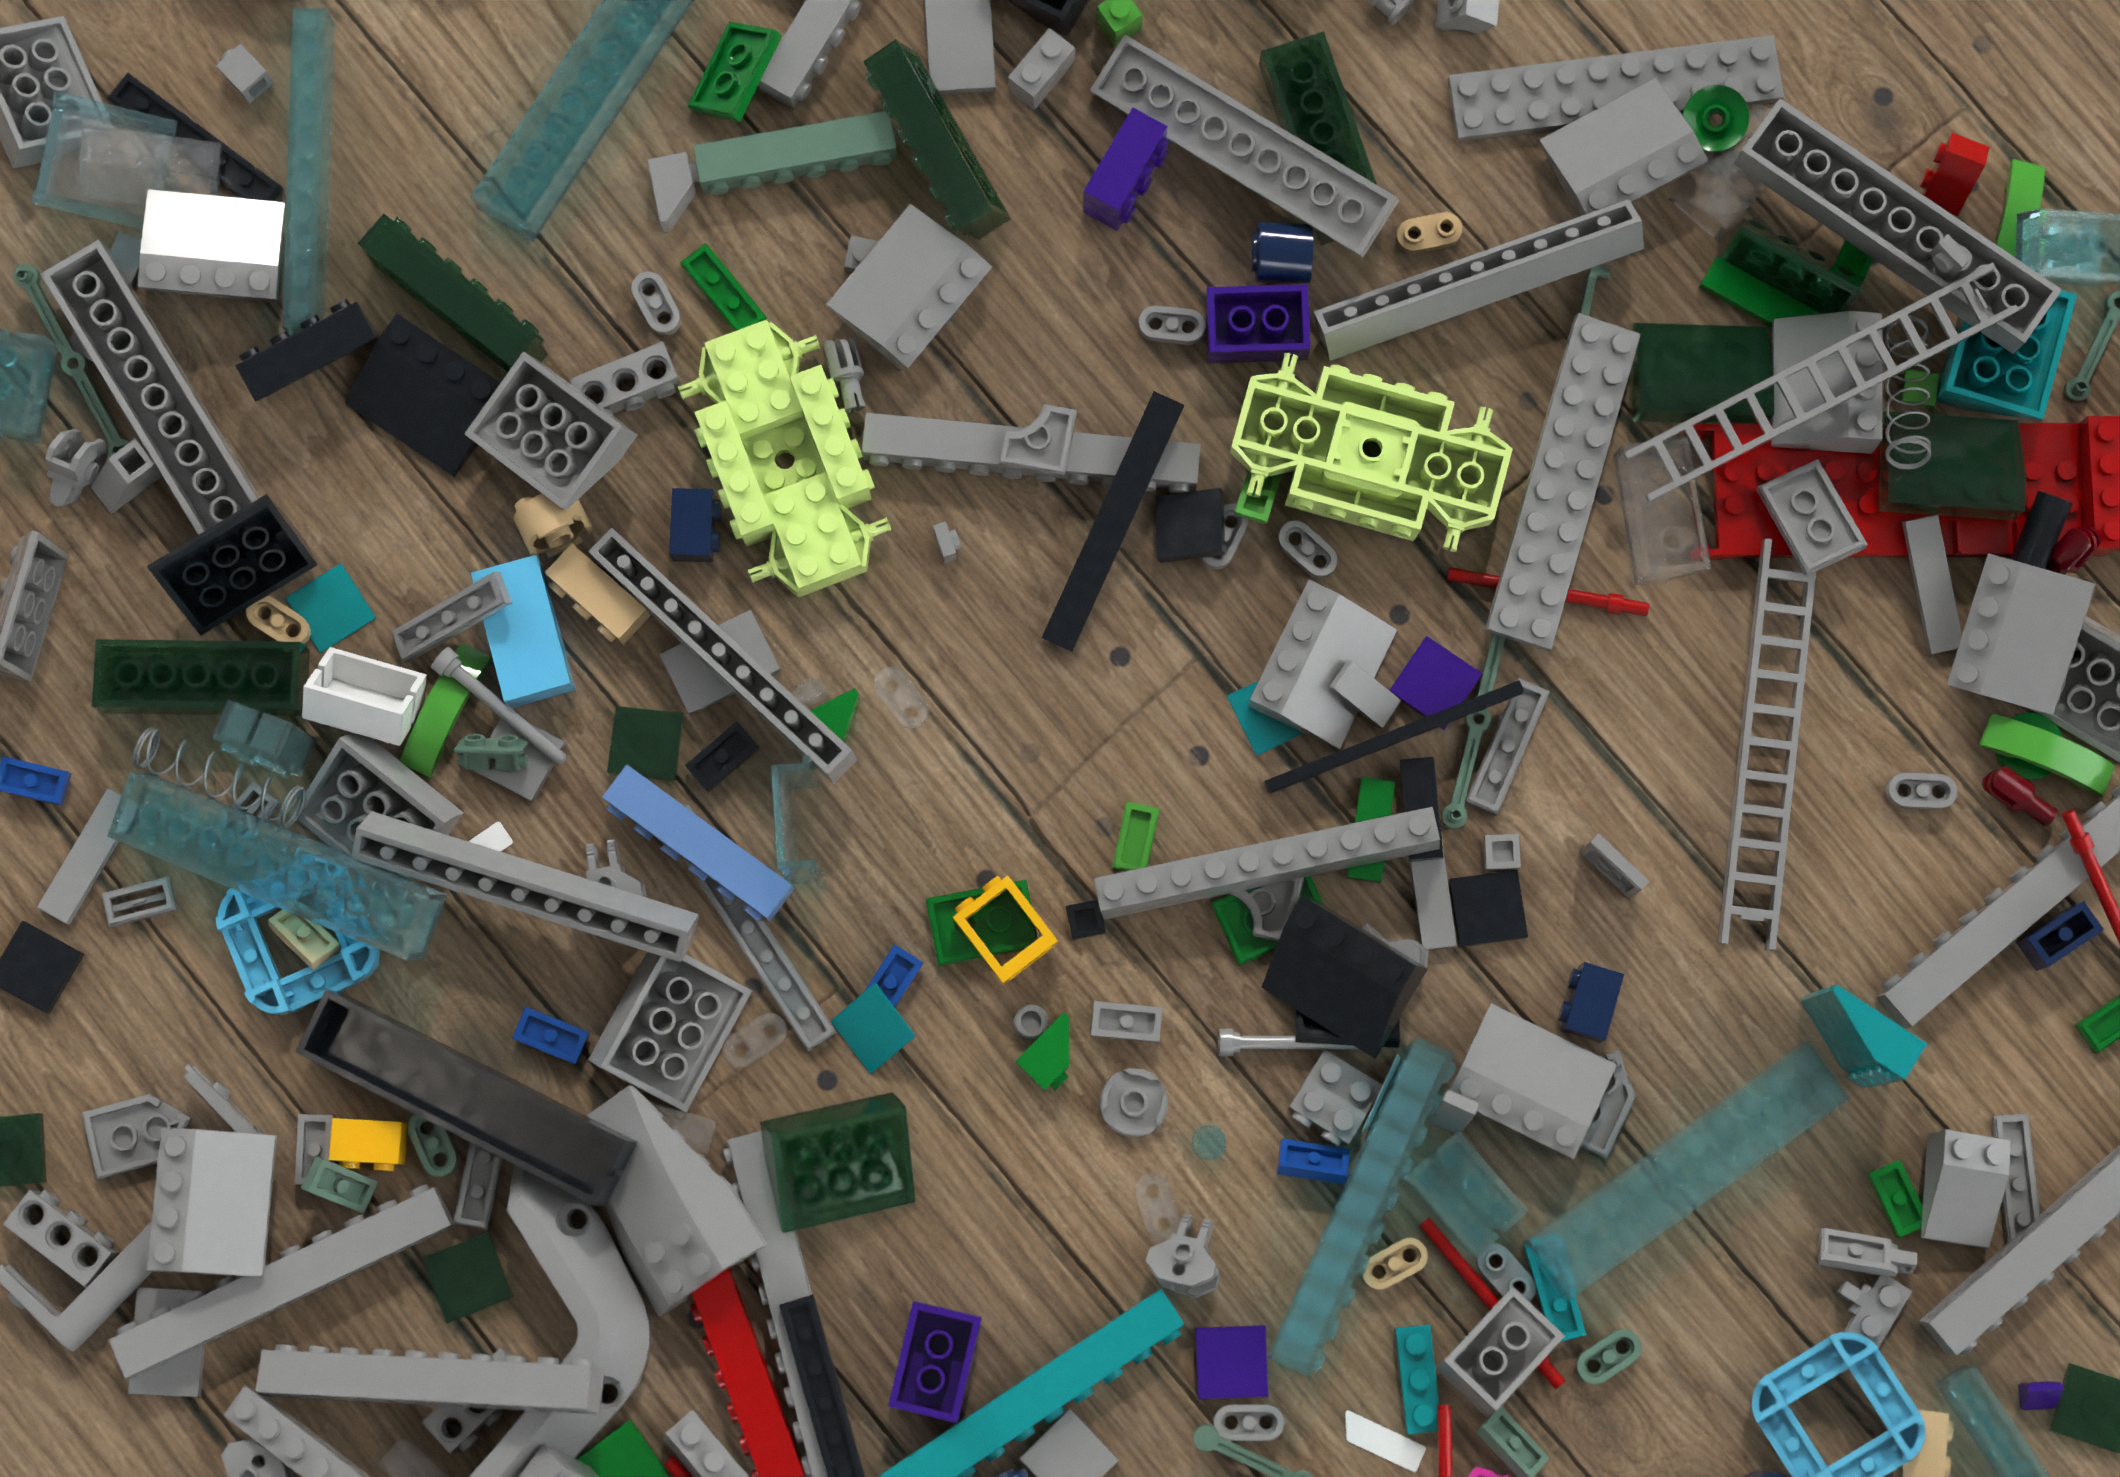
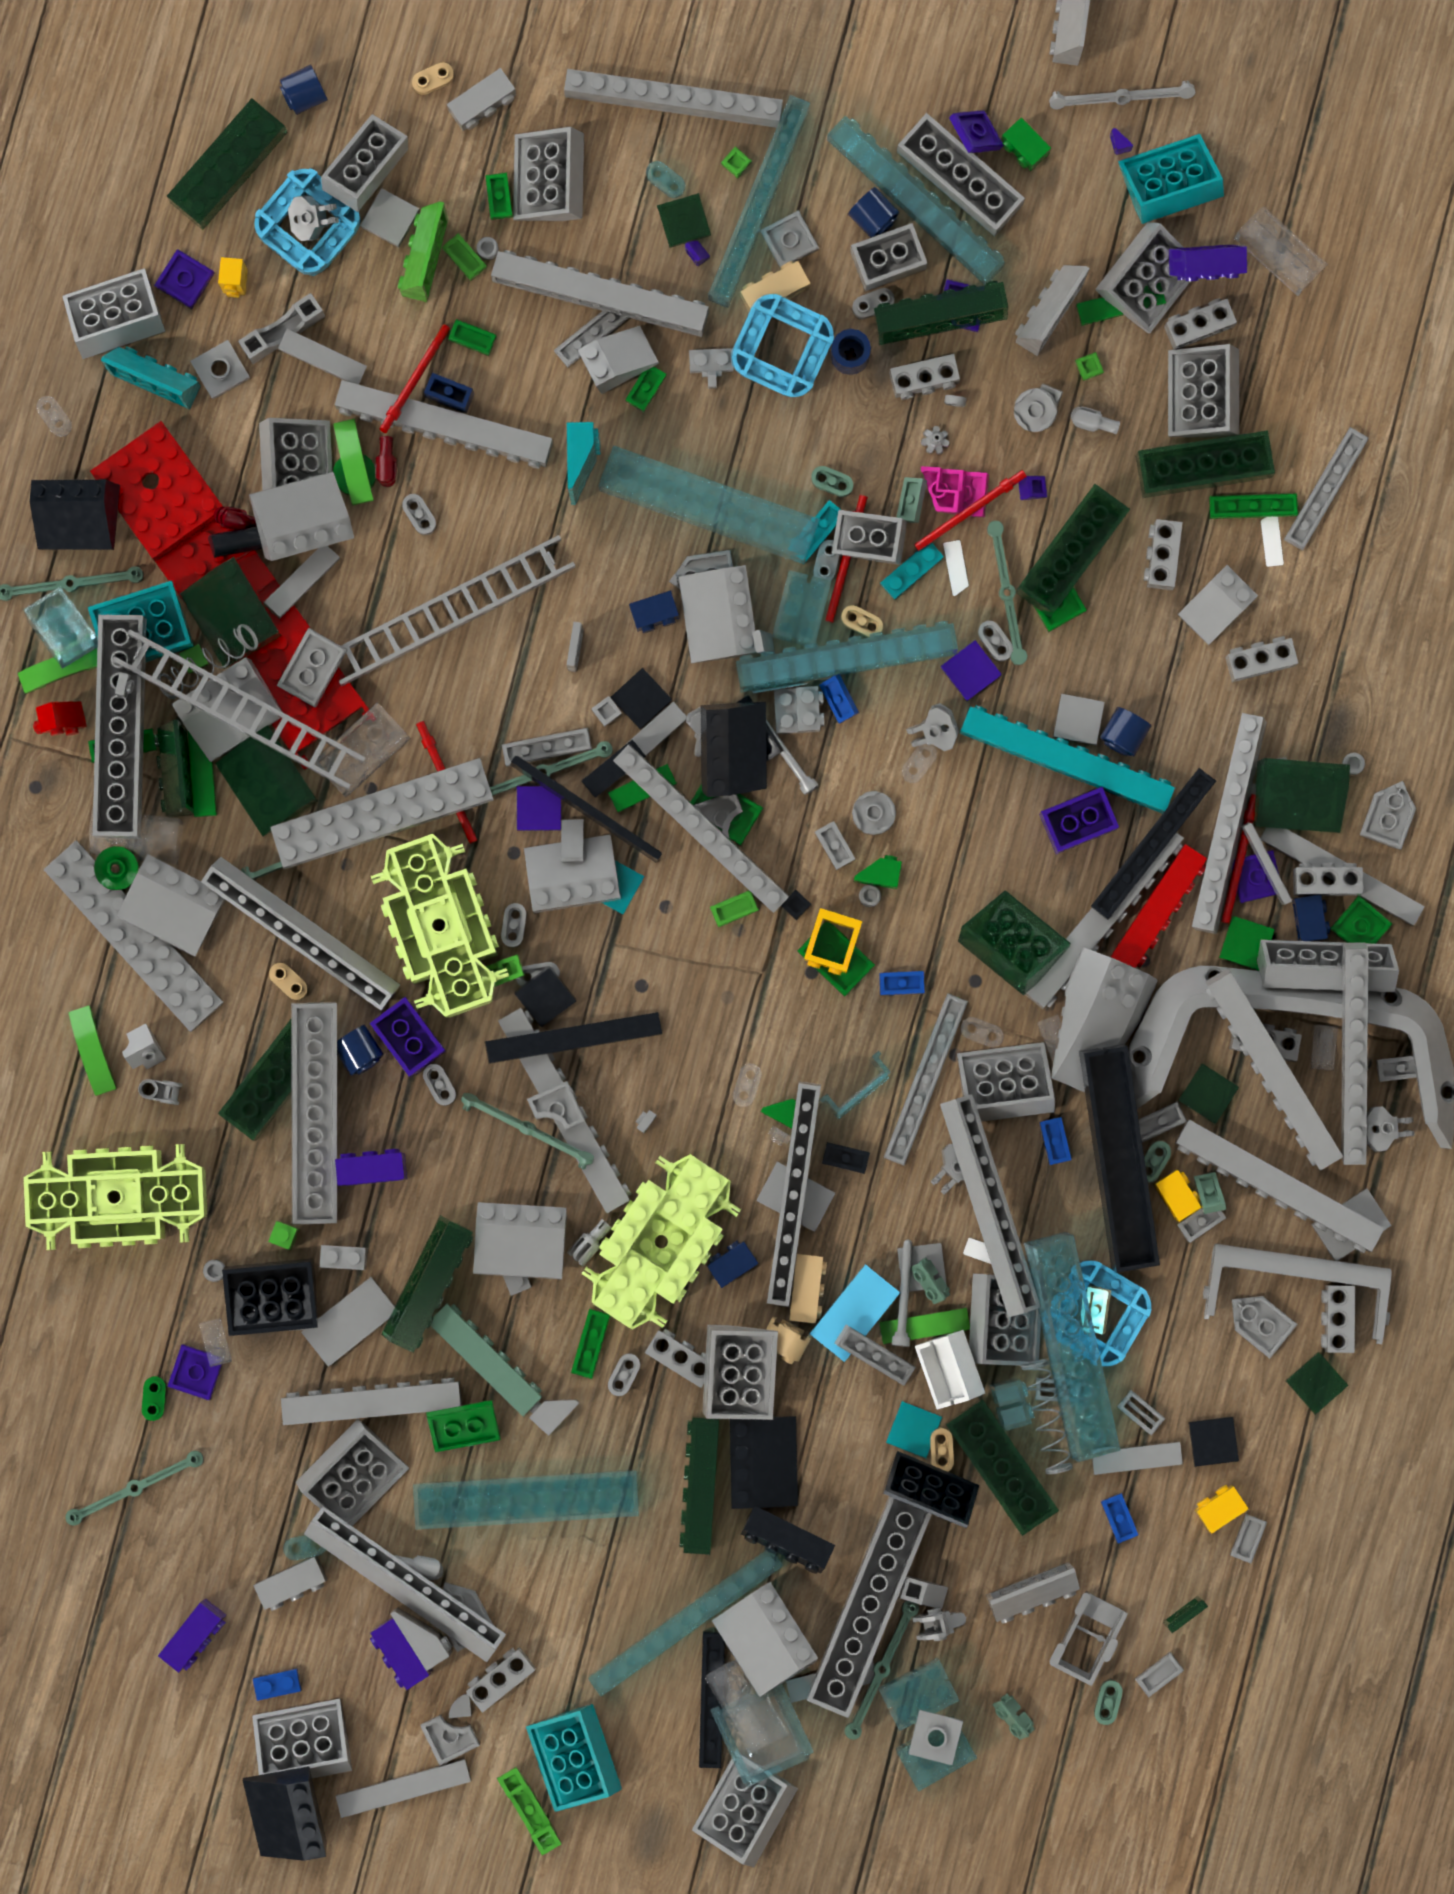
camera: 125 degrees left, 5 degrees up
(212, 1202) = (1265, 1248): light grey slope -> none
(244, 73) = (654, 1701): light grey brick -> none
(646, 742) = (867, 1204): clear green tile -> none
(698, 843) = (901, 1135): medium blue brick -> none
(873, 1028) = (932, 974): teal piece -> none
(1039, 390) = (528, 1128): none -> sand green piece
(1208, 1142) = (867, 759): clear light blue tile -> none
(1863, 1253) = (687, 387): light grey hinge -> none

